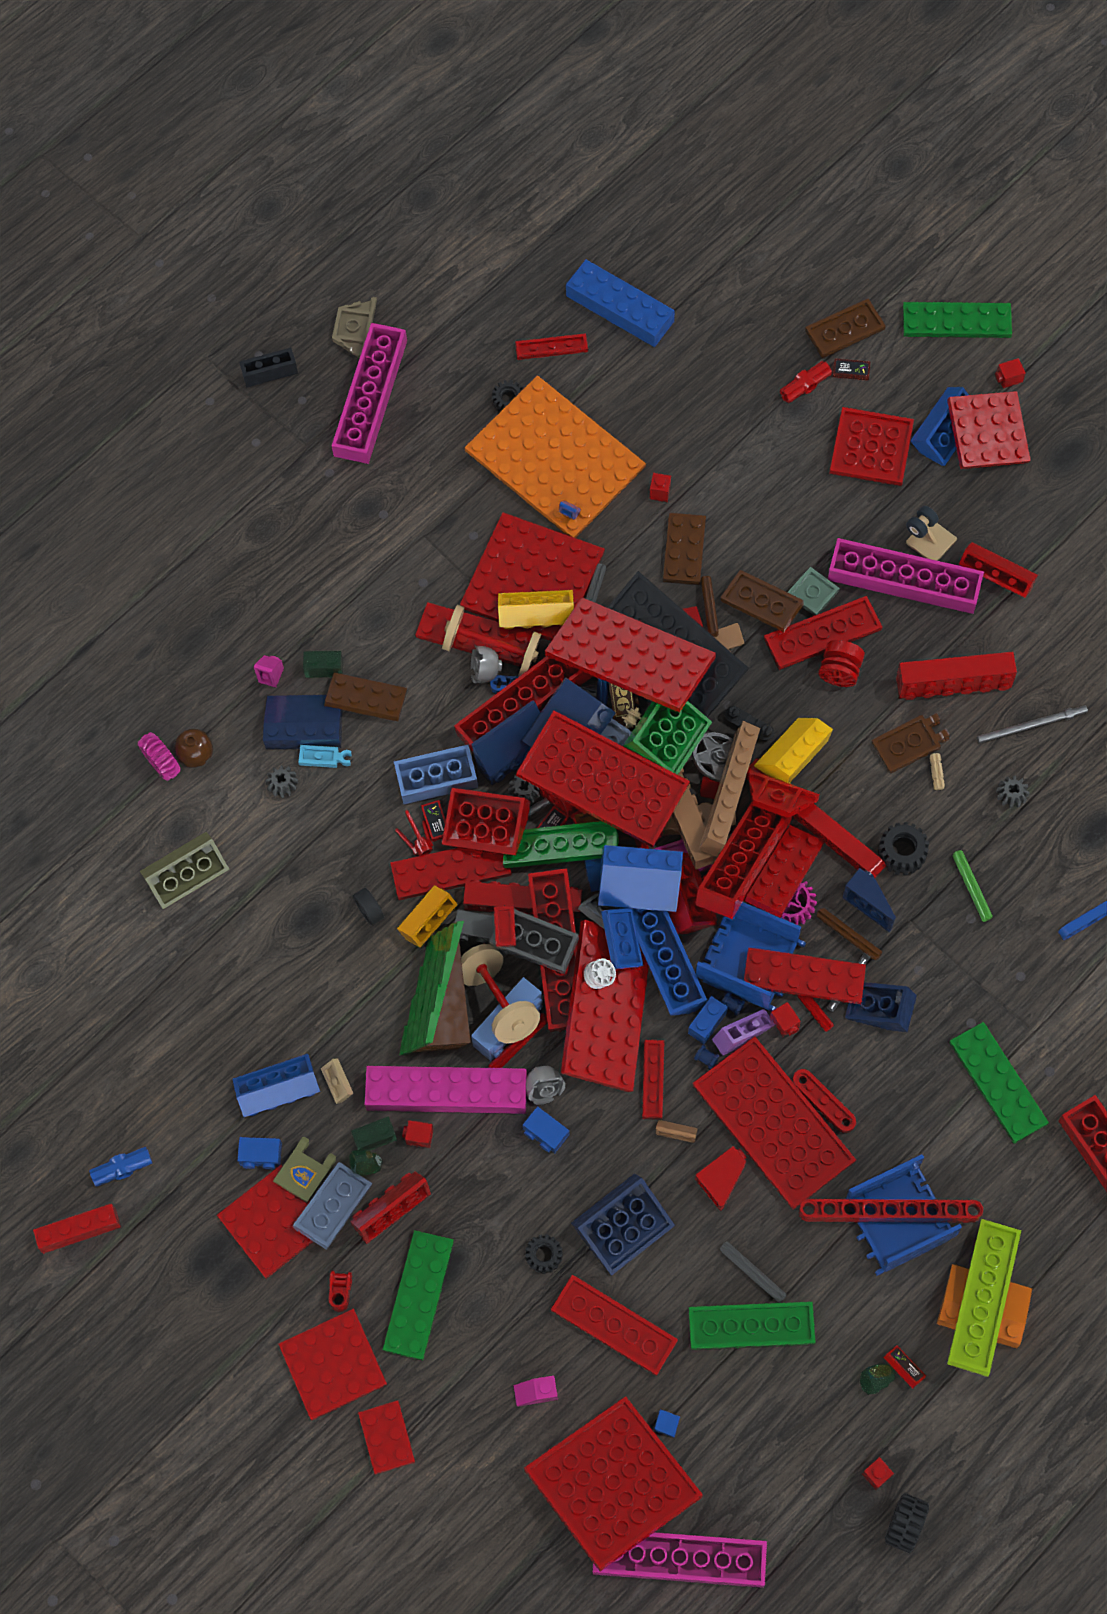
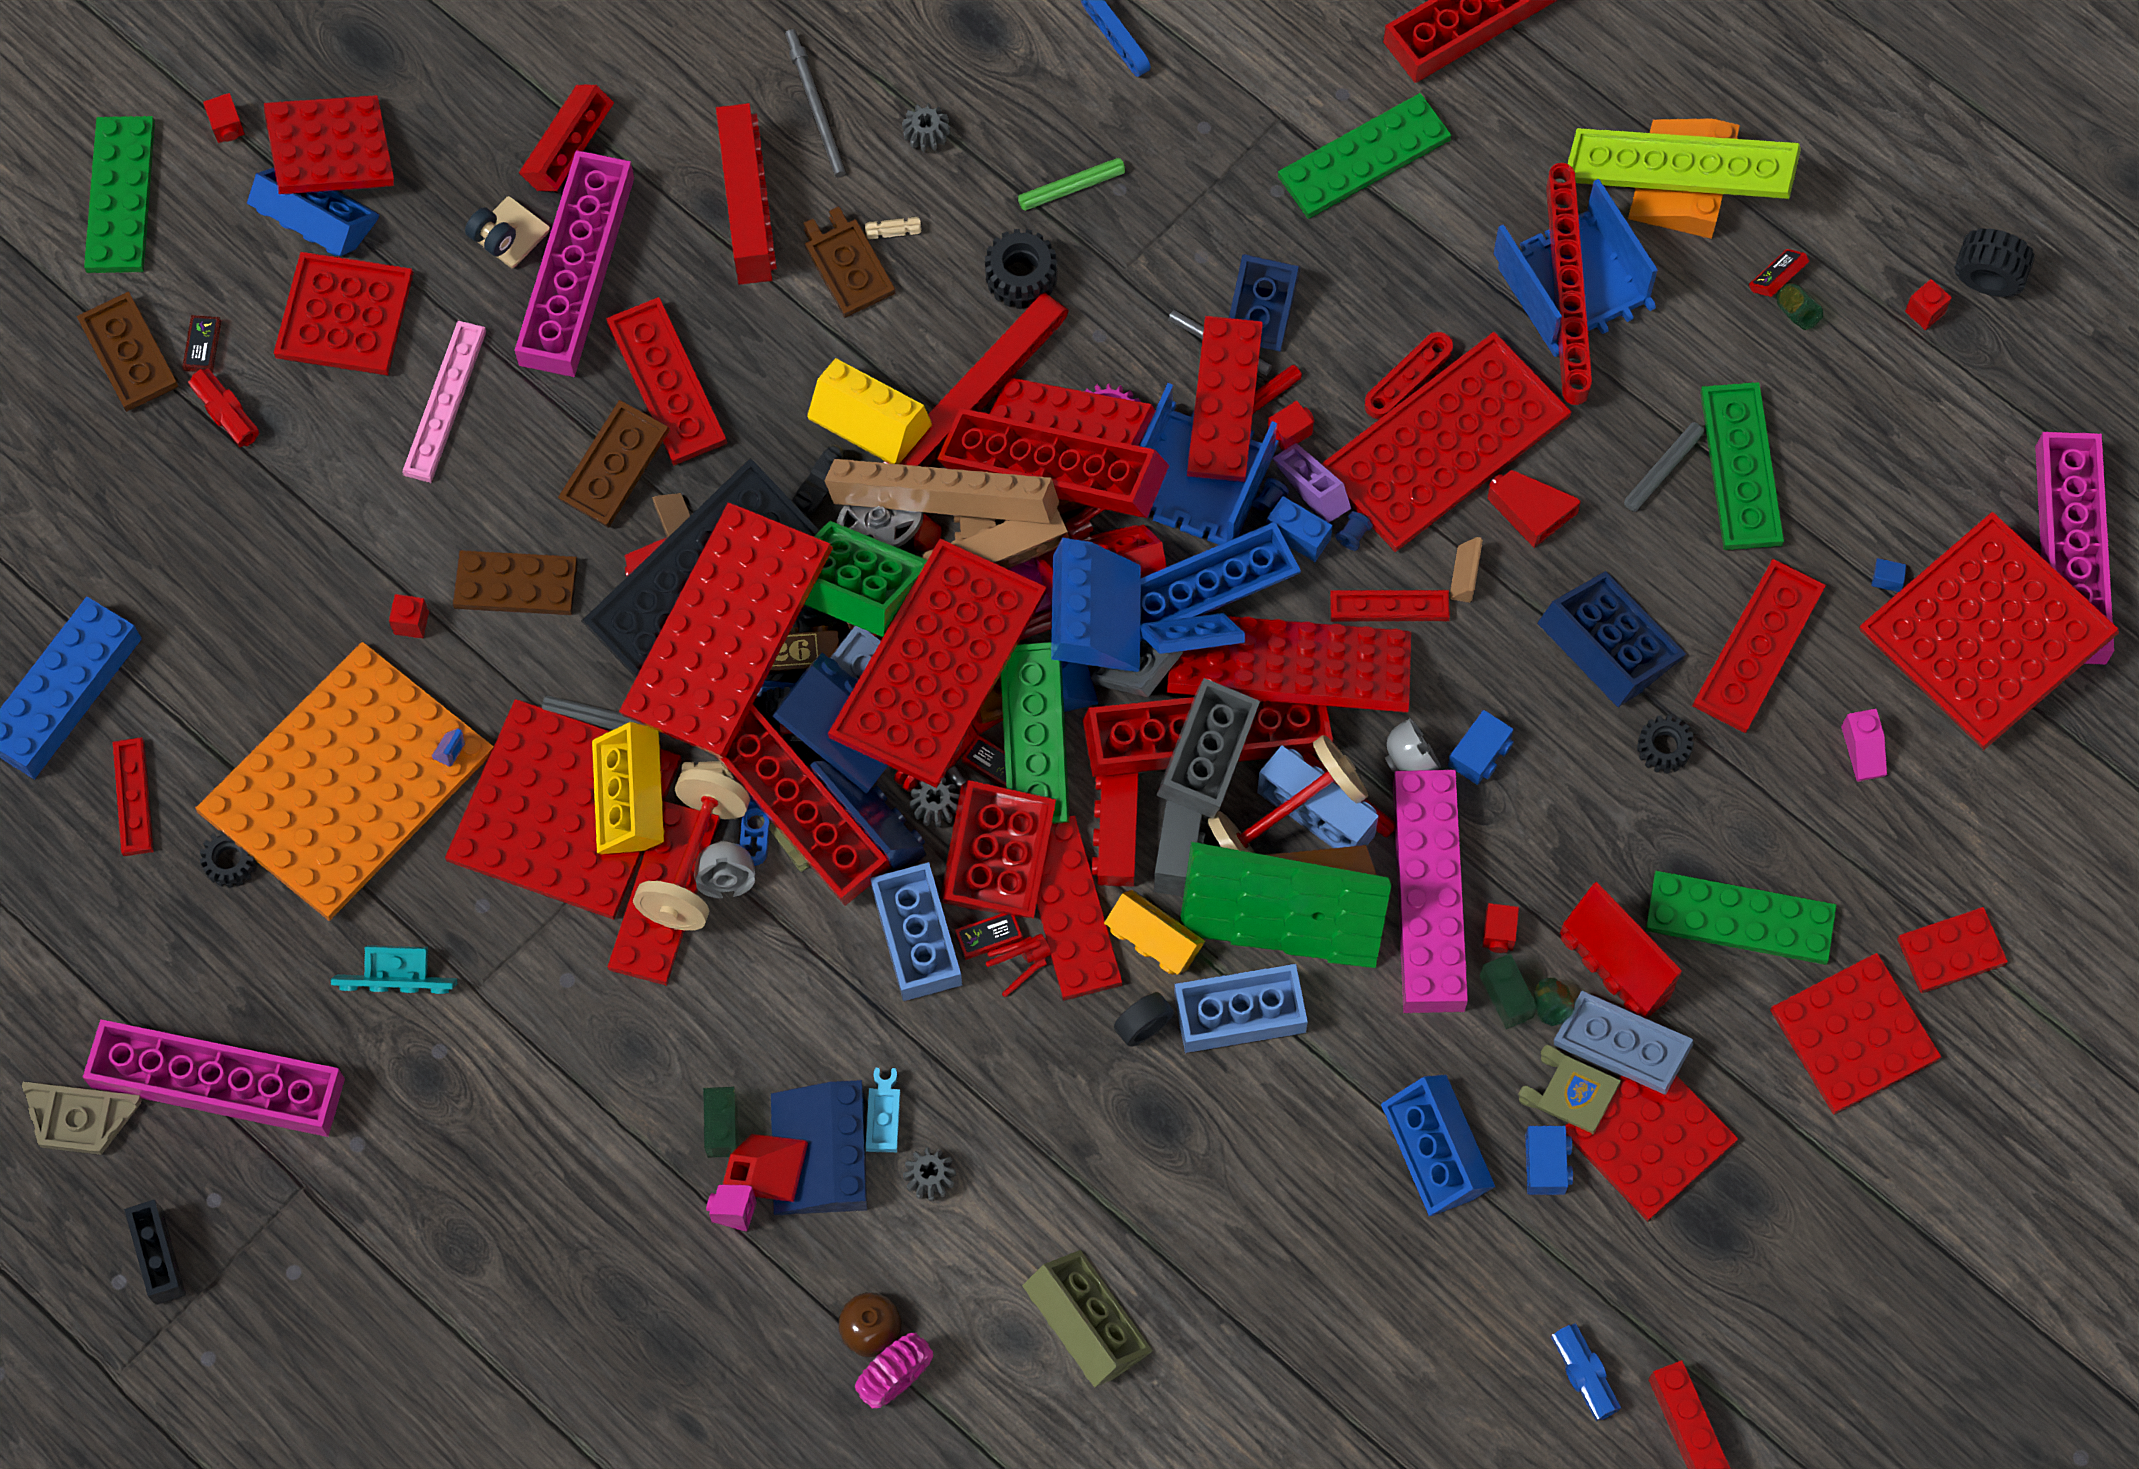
camera: 95 degrees left, 0 degrees up
(291, 687) = (768, 1166): none -> red slope
(337, 1081) = (1425, 1053): tan plate -> none
(340, 1286) = (1745, 1027): red piece -> none
(366, 697) = (778, 1051): reddish brown plate -> none
(372, 966) = (1240, 1008): none -> medium blue brick
(431, 486) = (395, 967): none -> teal bracket
(504, 926) = (1197, 781): red tile -> none
(598, 973) = (1253, 660): white wheel -> none
(632, 717) = (827, 631): tan wheel -> none
(709, 605) = (621, 538): reddish brown axle -> none
(778, 795) = (951, 425): red wing -> none
(811, 506) = (444, 401): none -> bright pink tile
(814, 591) = (595, 393): sand green plate -> none
(841, 663) = (718, 347): red wheel -> none
(849, 934) = (1155, 342): reddish brown axle -> none
(867, 897) = (1103, 309): dark blue slope -> none

